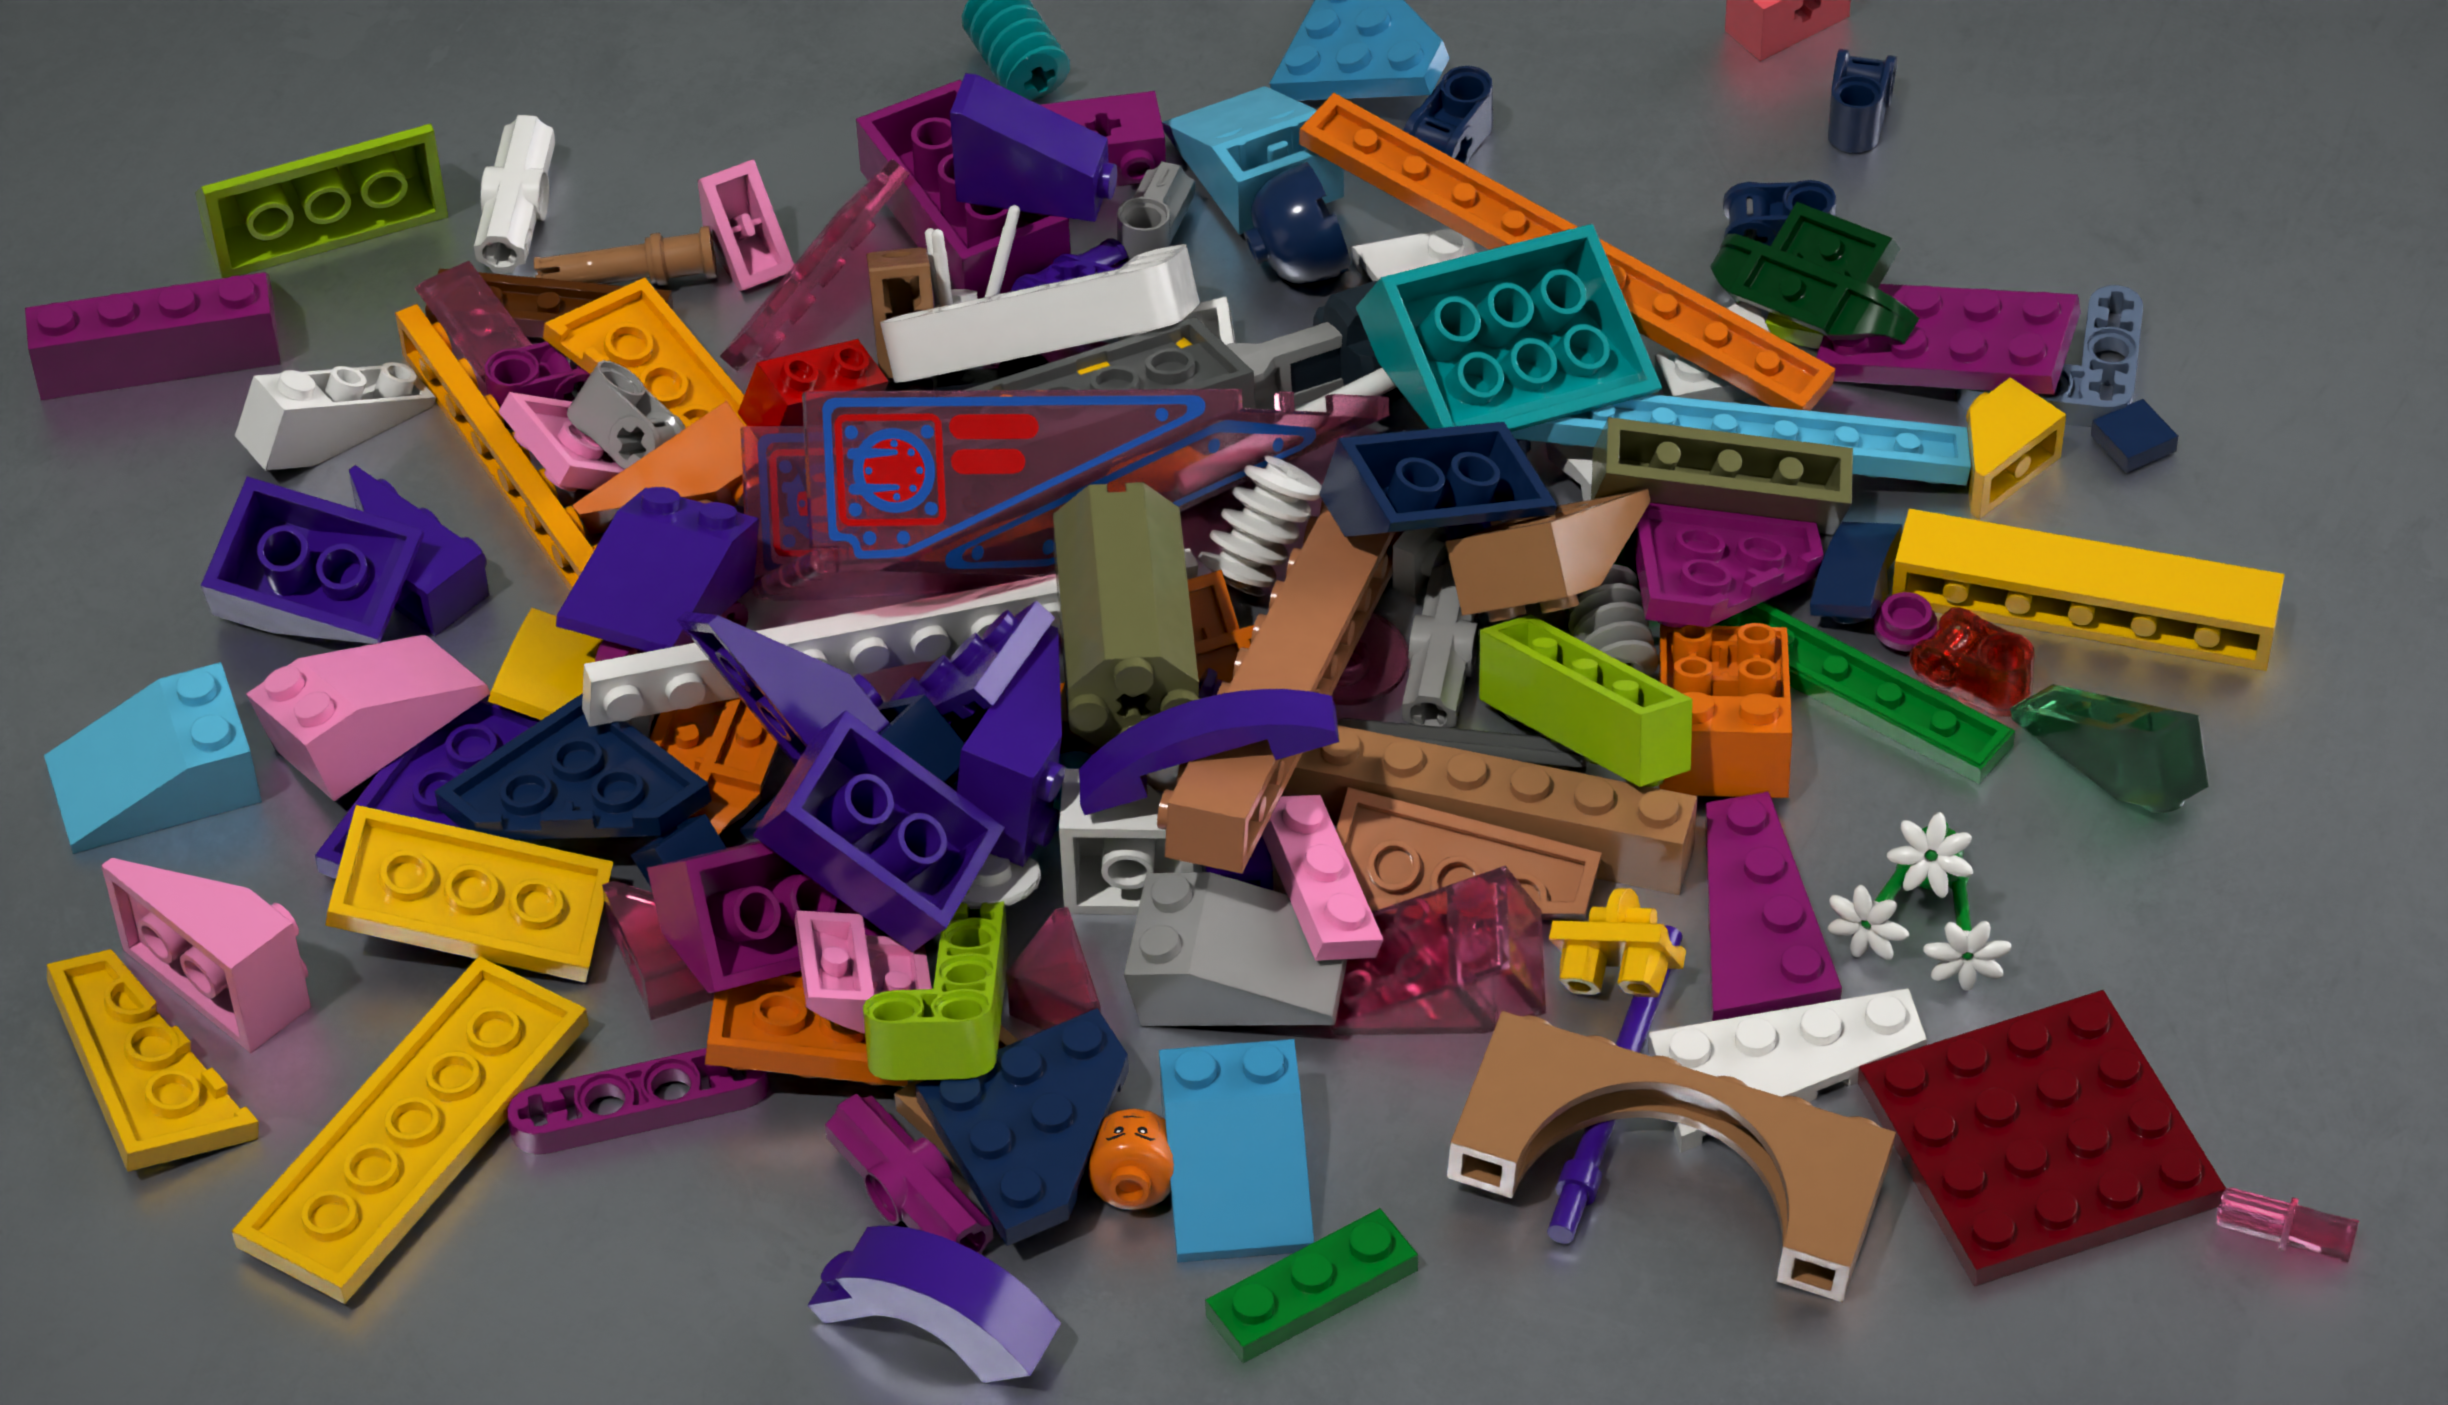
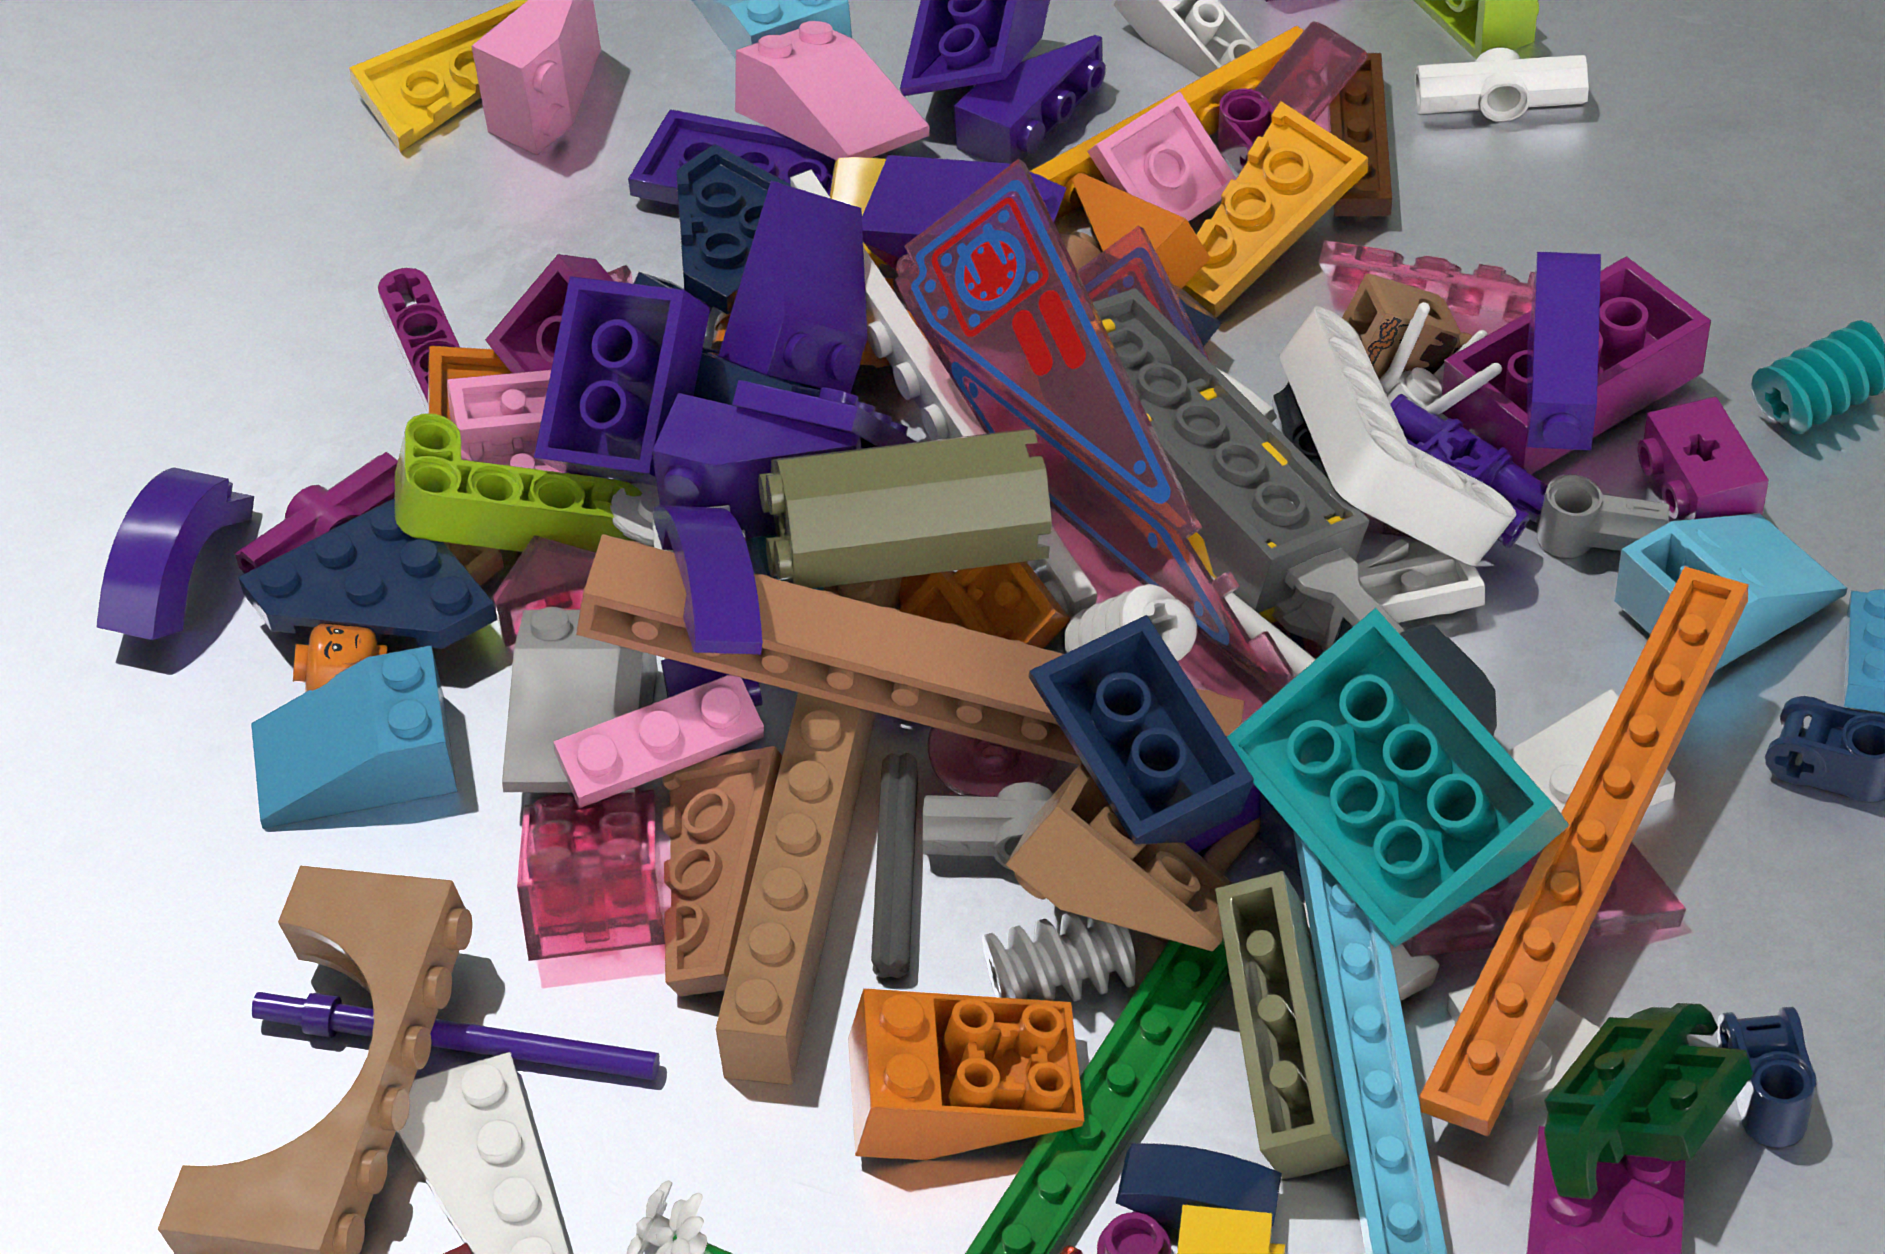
camera: 85 degrees right, 0 degrees up
(409, 1129) = (394, 222): yellow plate -> none
(469, 893) = (622, 183): yellow plate -> none
(621, 414) = (1190, 189): light grey piece -> none
(655, 259) = (1438, 185): medium nougat pin -> none
(743, 225) = (1496, 226): bright pink slope -> none
(778, 383) = (1249, 298): red brick -> none
(1296, 229) = (1597, 627): dark blue cylinder -> none
(1311, 1285) = (212, 825): green plate -> none
(1586, 700) = (901, 923): lime brick -> none
(1616, 937) = (597, 1004): yellow hips -> none
(1717, 563) = (1155, 1033): magenta plate -> none
(1759, 917) = (699, 1139): magenta wing -> none

